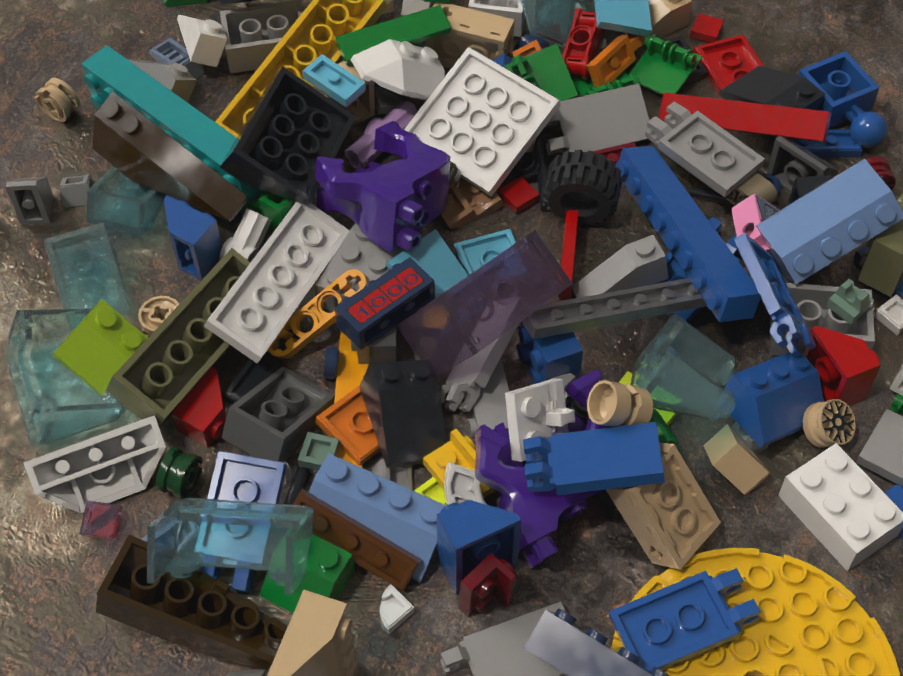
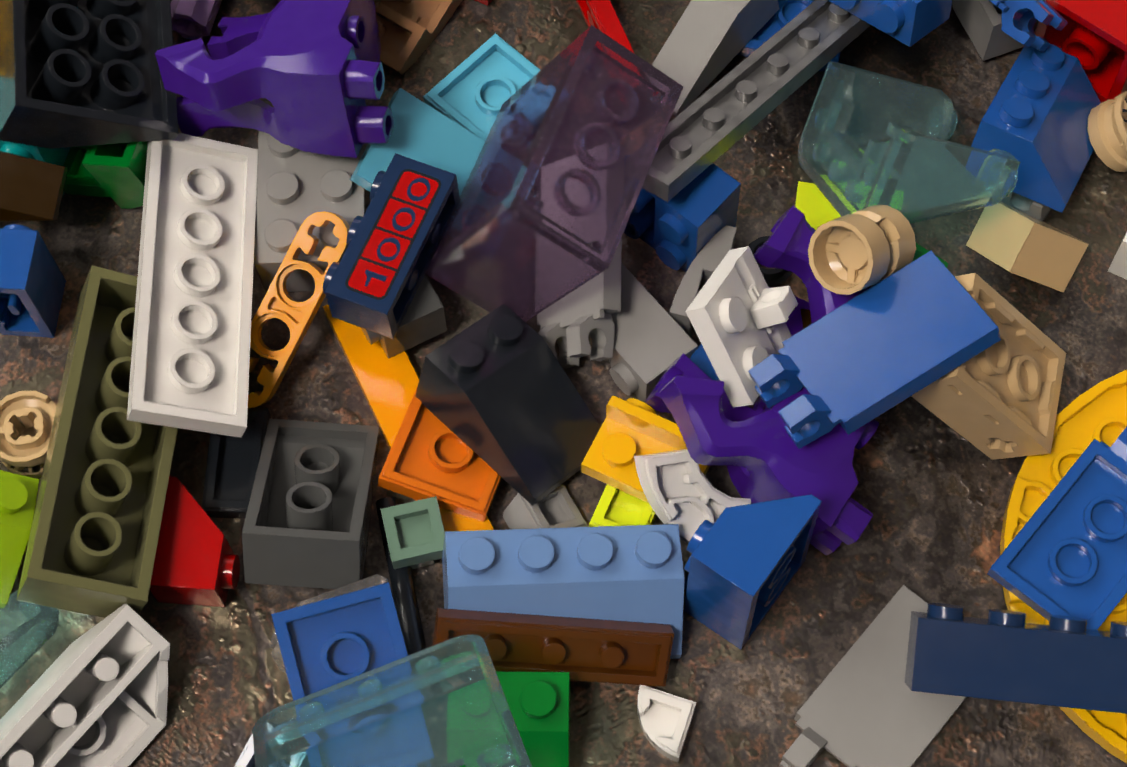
camera: 25 degrees left, 10 degrees up
(178, 473) = (212, 674): dark green wheel -> none
(248, 235) = (92, 235): white piece -> none
(331, 362) = (345, 377): dark blue tile -> none
(487, 578) = (803, 602): dark red bracket -> none

